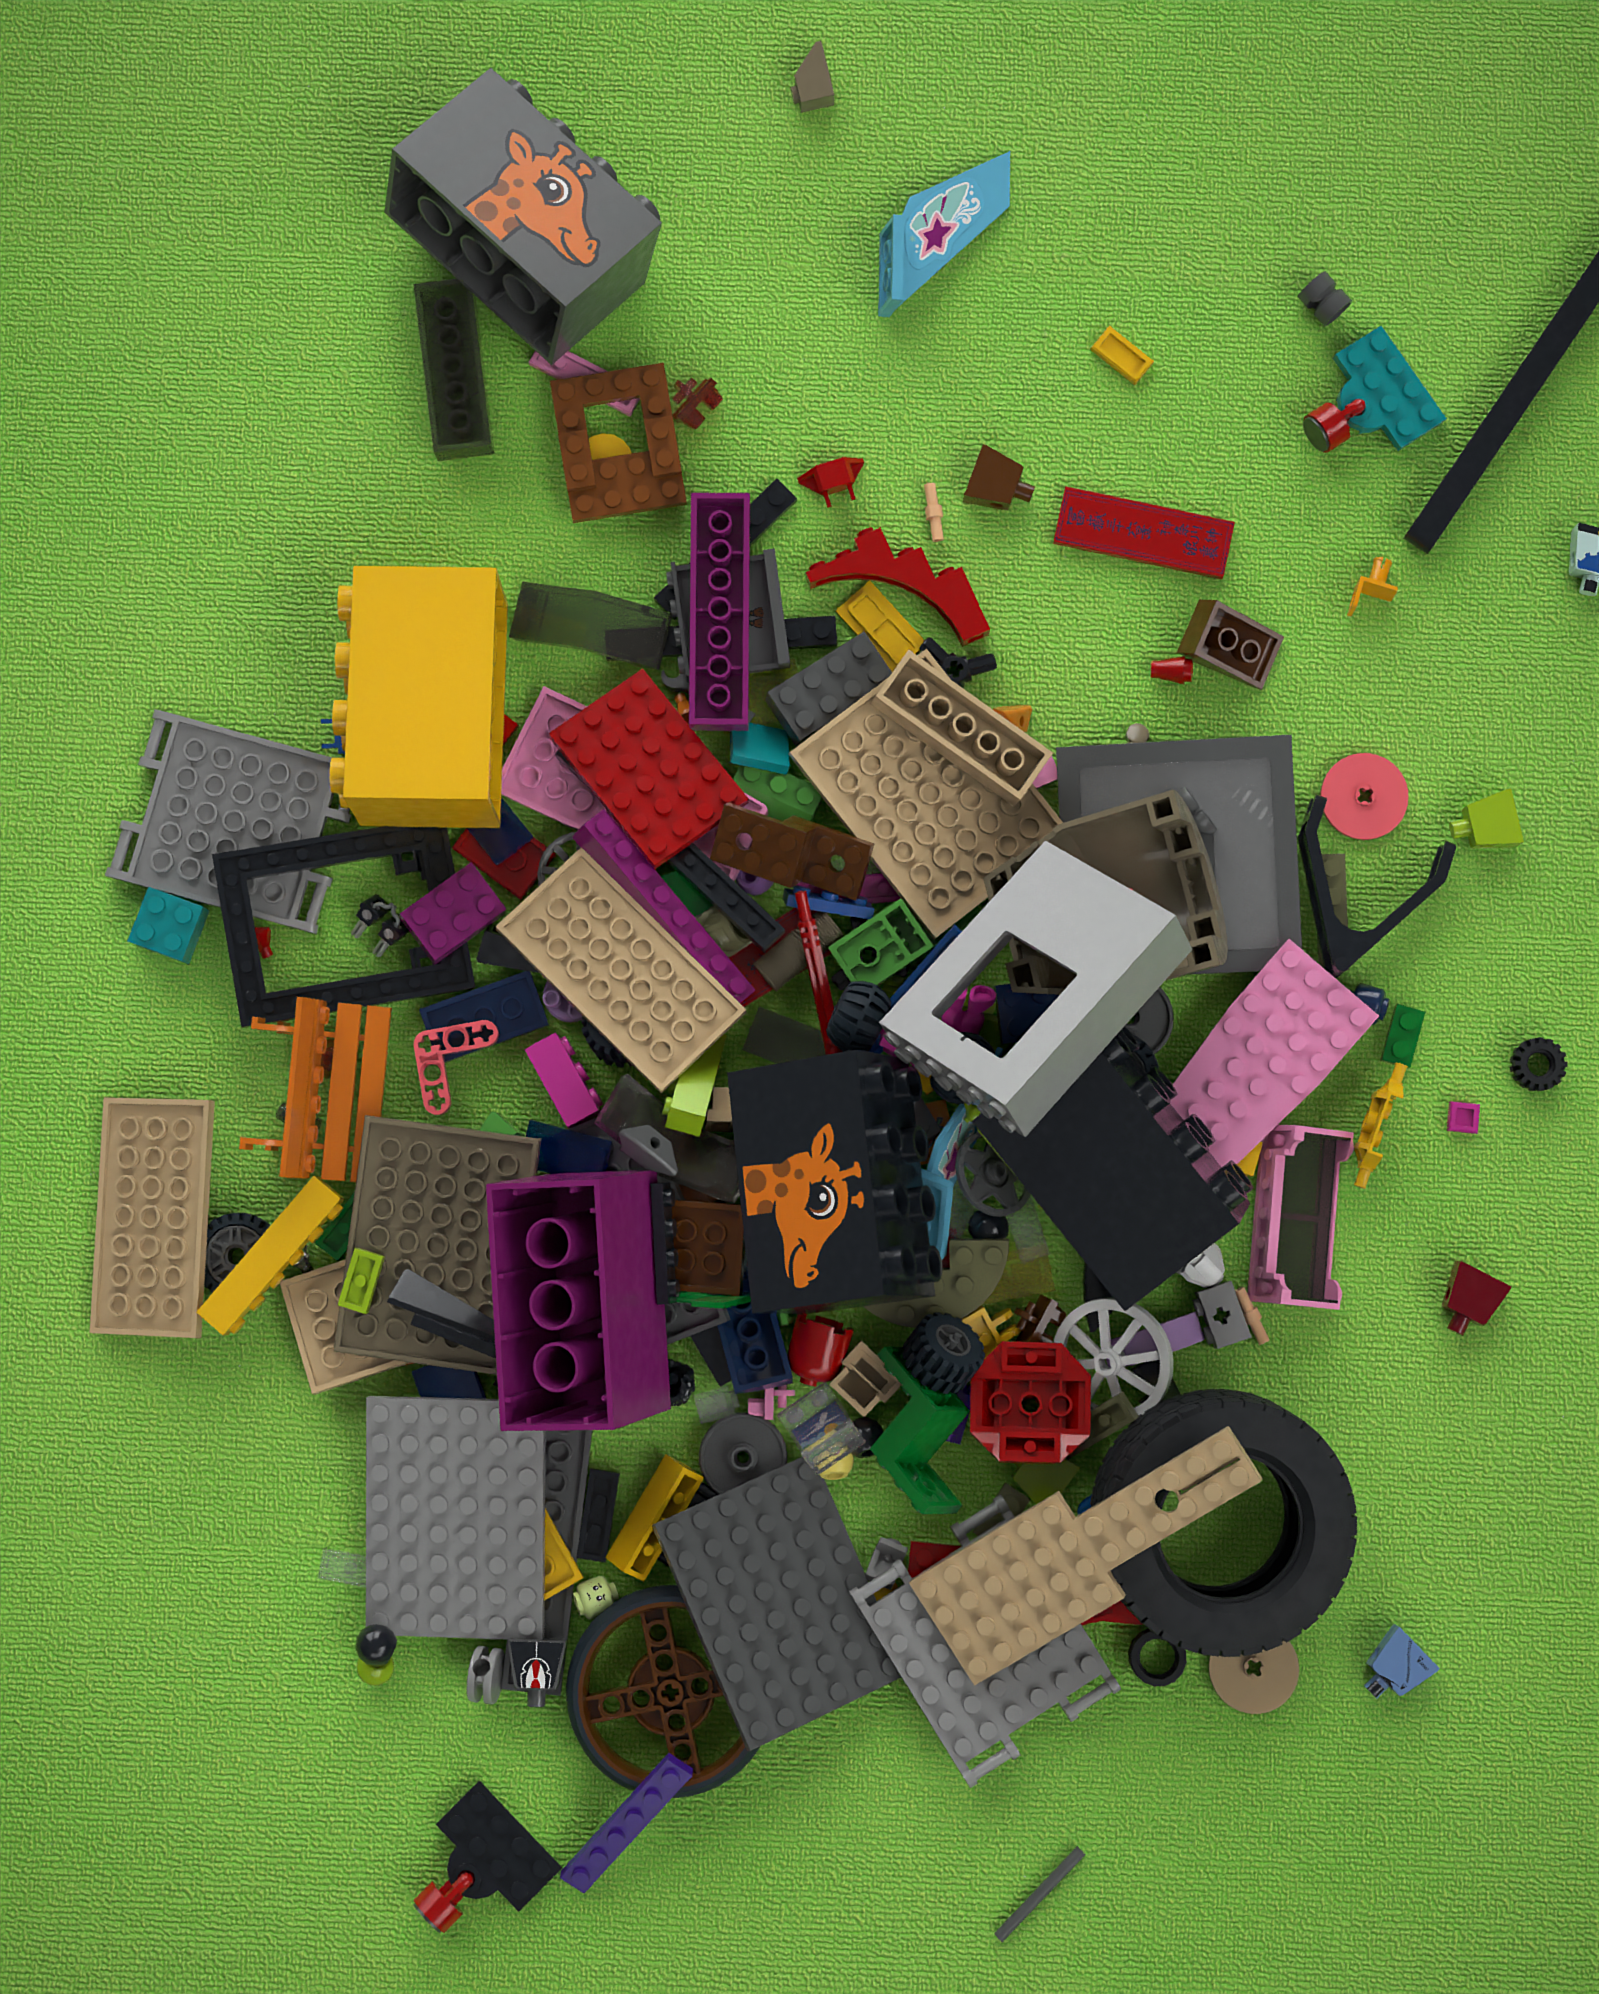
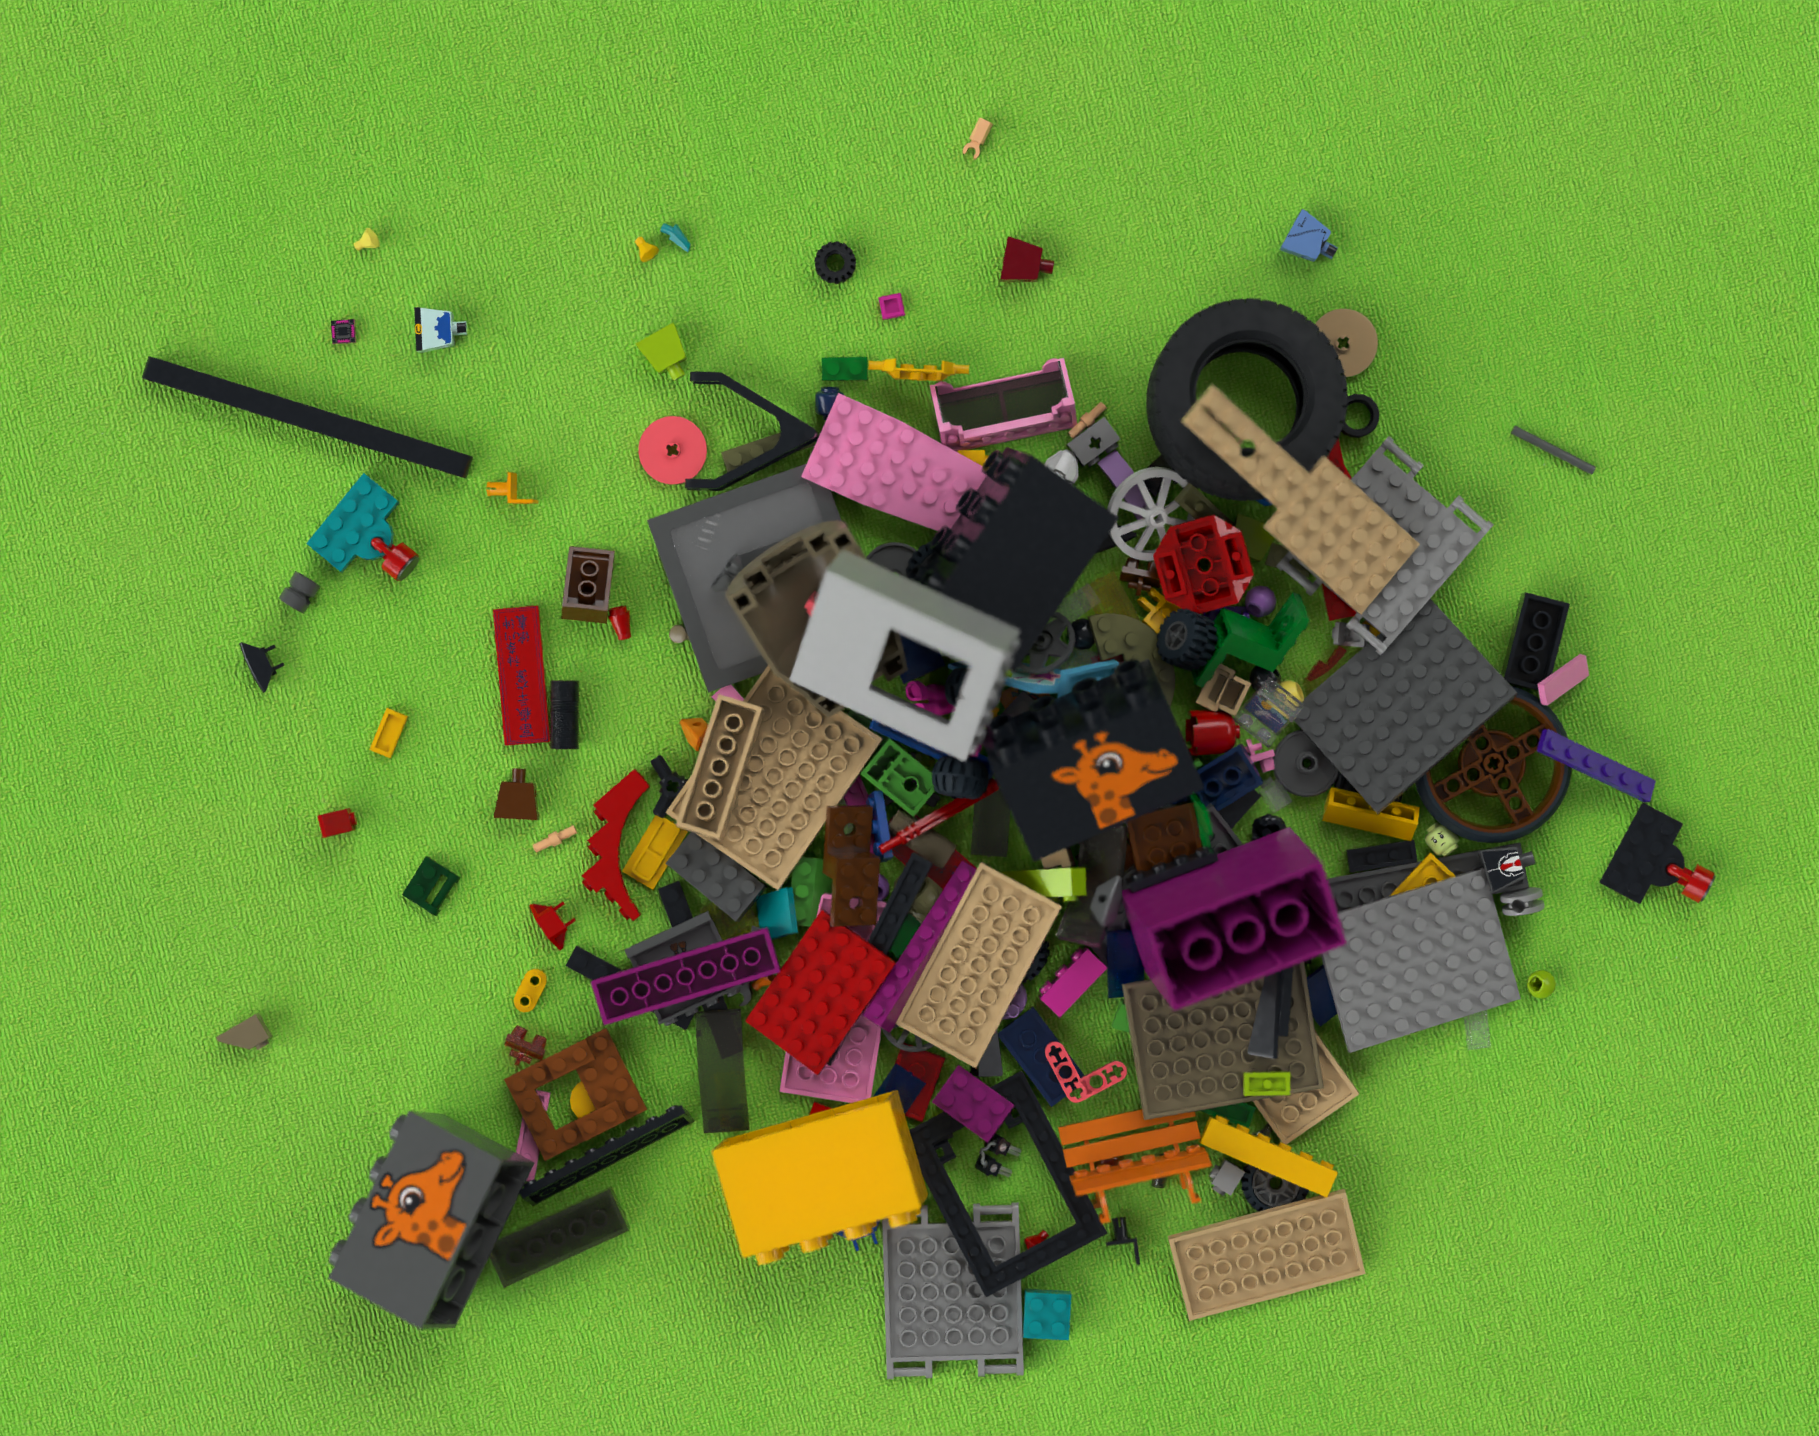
camera: 110 degrees left, 5 degrees up
(232, 1046) = (1121, 1237): none -> black bracket
(264, 1197) = (1225, 1177): none -> light grey brick
(375, 1645) = (1525, 988): black piece -> none
(532, 455) = (607, 1155): none -> black plate
(747, 1815) = (1563, 679): none -> bright pink tile
(759, 428) = (530, 990): none -> yellow plate
(805, 1794) = (1534, 640): none -> black brick
(855, 1511) = (1321, 668): none -> clear red slope
(929, 343) = (424, 882): none -> dark green plate
(937, 228) = (332, 902): piece -> none
(962, 1461) = (1260, 601): none -> medium lavender piece
(1034, 257) = (337, 822): none -> red slope
(1081, 567) = (564, 715): none -> black piece
(1252, 227) = (259, 664): none -> black piece

